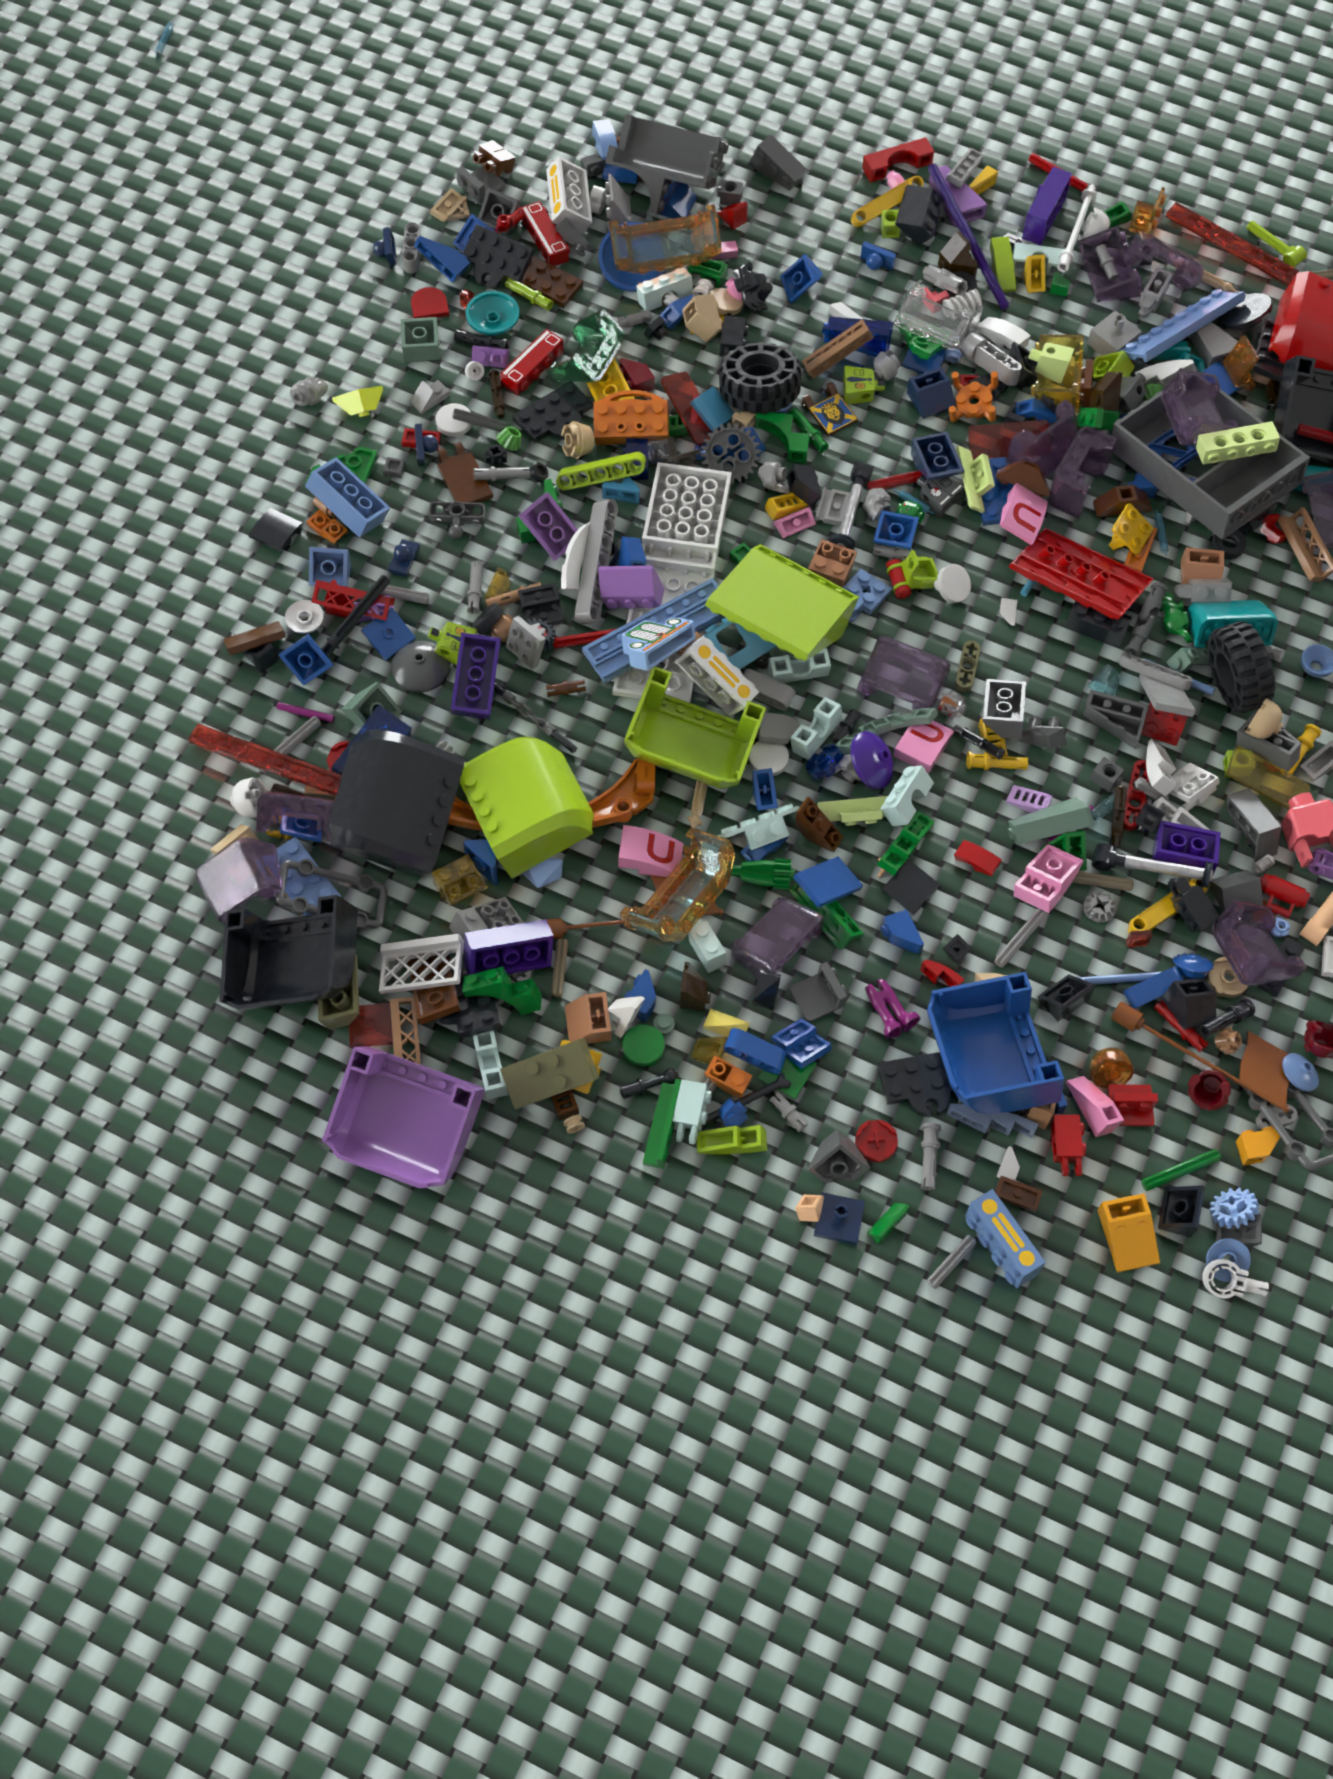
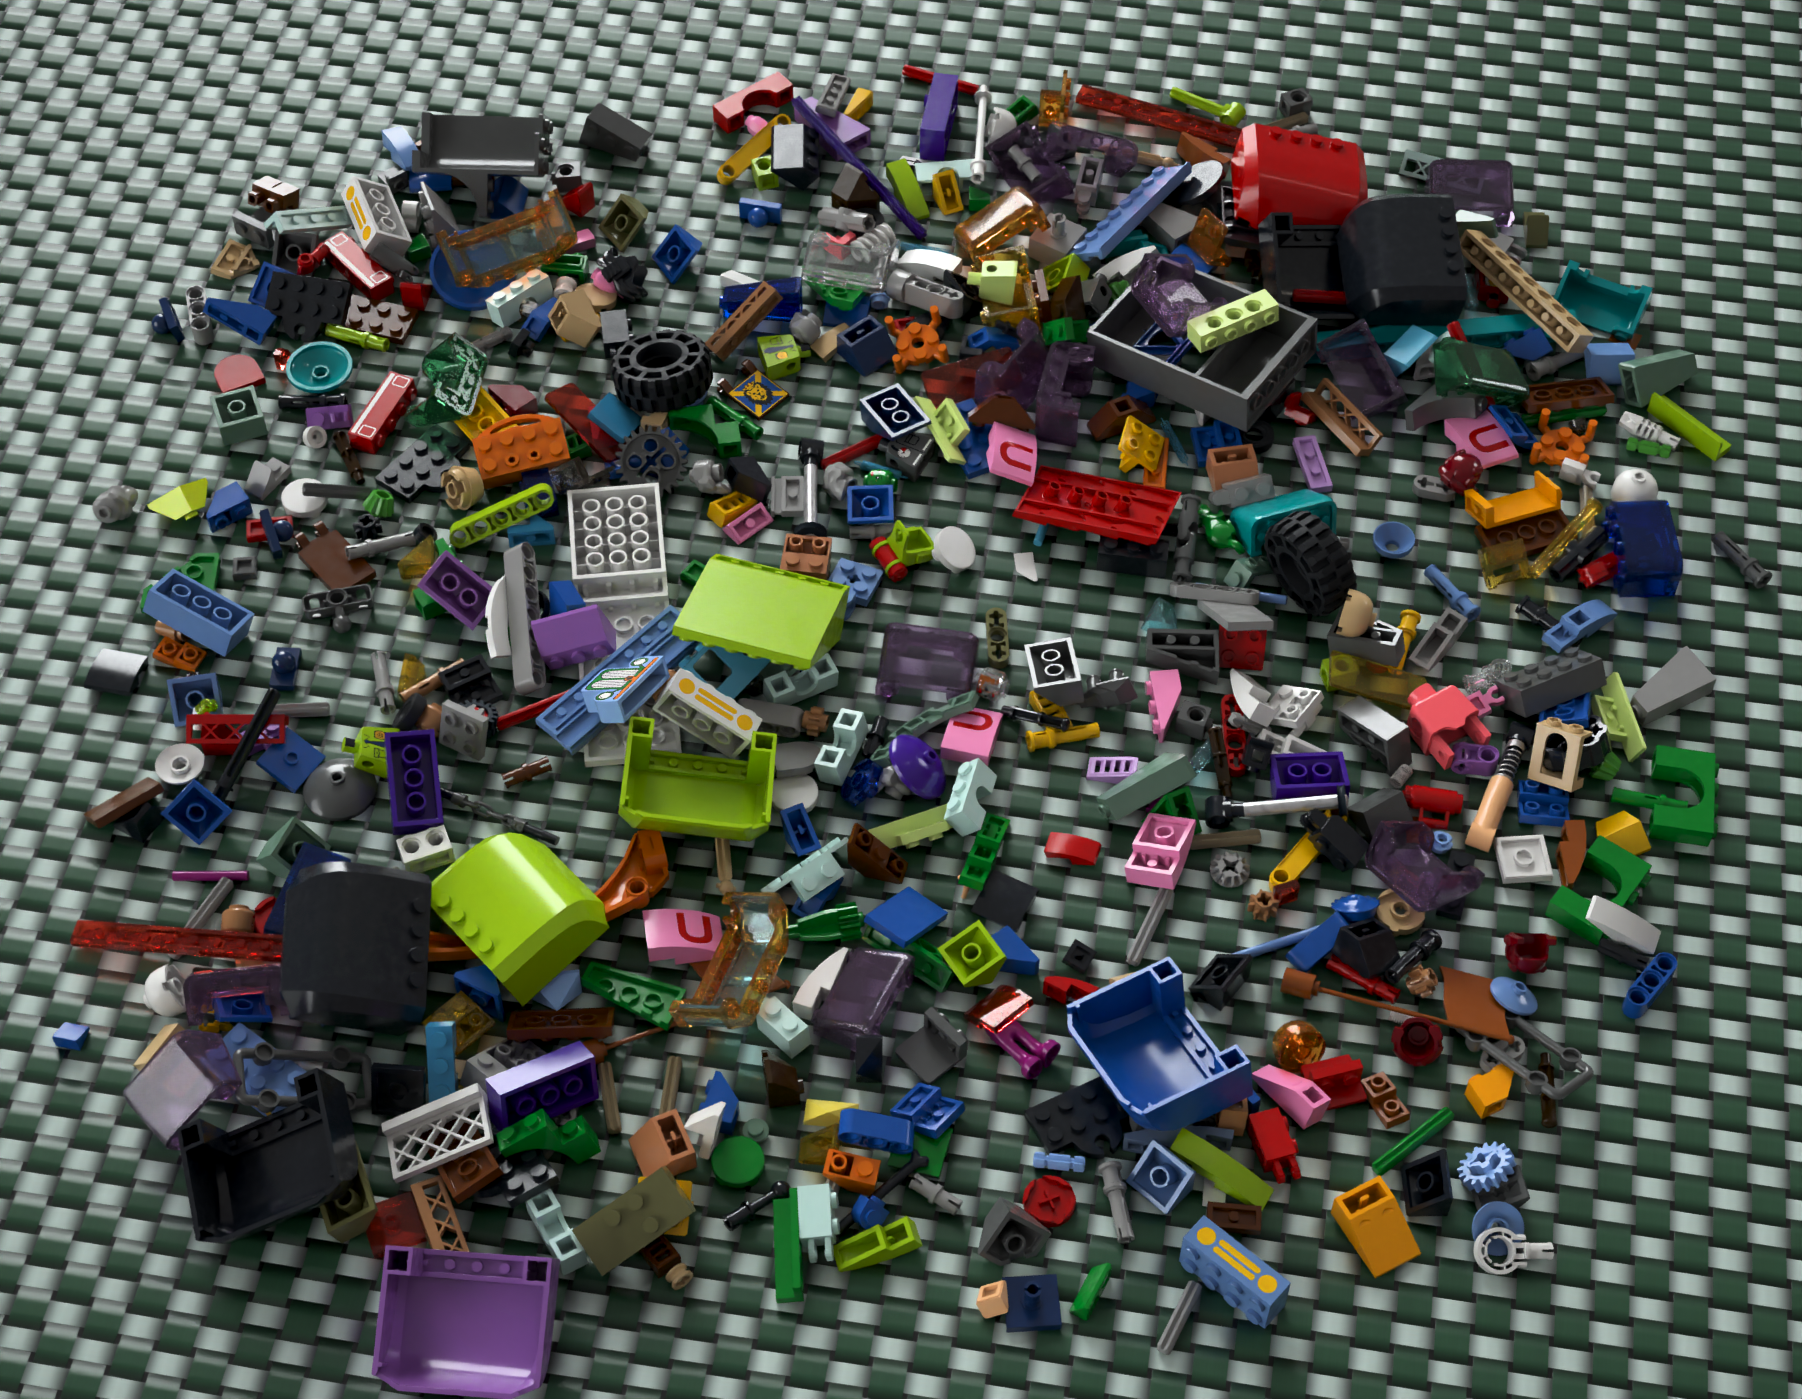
camera: 15 degrees left, 10 degrees down
(171, 814) = (70, 1036): none -> slope
(316, 754) = (238, 919): none -> medium nougat head
(333, 574) = (203, 706): none -> clear neon green arm
(393, 413) = (228, 507): none -> blue slope
(400, 920) = (397, 1088): none -> black tile
(438, 900) = (441, 1059): none -> dark azure arch
(471, 737) = (426, 854): none -> white brick
(515, 186) = (309, 220): none -> light aqua fence
(528, 492) = (419, 560): none -> clear yellow slope
(538, 900) = (564, 1023): none -> reddish brown plate
(584, 267) = (415, 294): none -> red slope
(596, 229) = (419, 249): none -> green slope
(600, 888) = (634, 992): none -> green wing
(608, 971) = (671, 1084): none -> dark tan axle
(745, 919) = (819, 984): none -> white slope
(765, 241) = (624, 221): none -> olive slope
(802, 701) = (815, 721): none -> medium nougat gear
(872, 927) = (973, 956): none -> lime slope
(880, 975) = (999, 1008): none -> clear red slope
(893, 1111) = (1059, 1162): none -> light blue axle
(899, 384) = (826, 345): none -> tan slope
(970, 1146) = (1162, 1177): none -> medium blue slope
(1013, 321) = (909, 246): none -> medium azure piece
(1019, 1152) = (1221, 1169): none -> lime slope
(1071, 310) = (1000, 222): none -> clear orange windscreen
(1090, 747) = (1165, 695): none -> bright pink slope
(1122, 946) = (1263, 905): none -> medium nougat gear
(1168, 1130) = (1383, 1099): none -> dark orange slope
(1194, 537) = (1213, 437): none -> blue slope
(1254, 282) = (1197, 151): none -> dark orange slope
(1270, 579) = (1312, 464): none -> lavender plate
(1301, 1172) = (1548, 1105): none -> dark brown piece

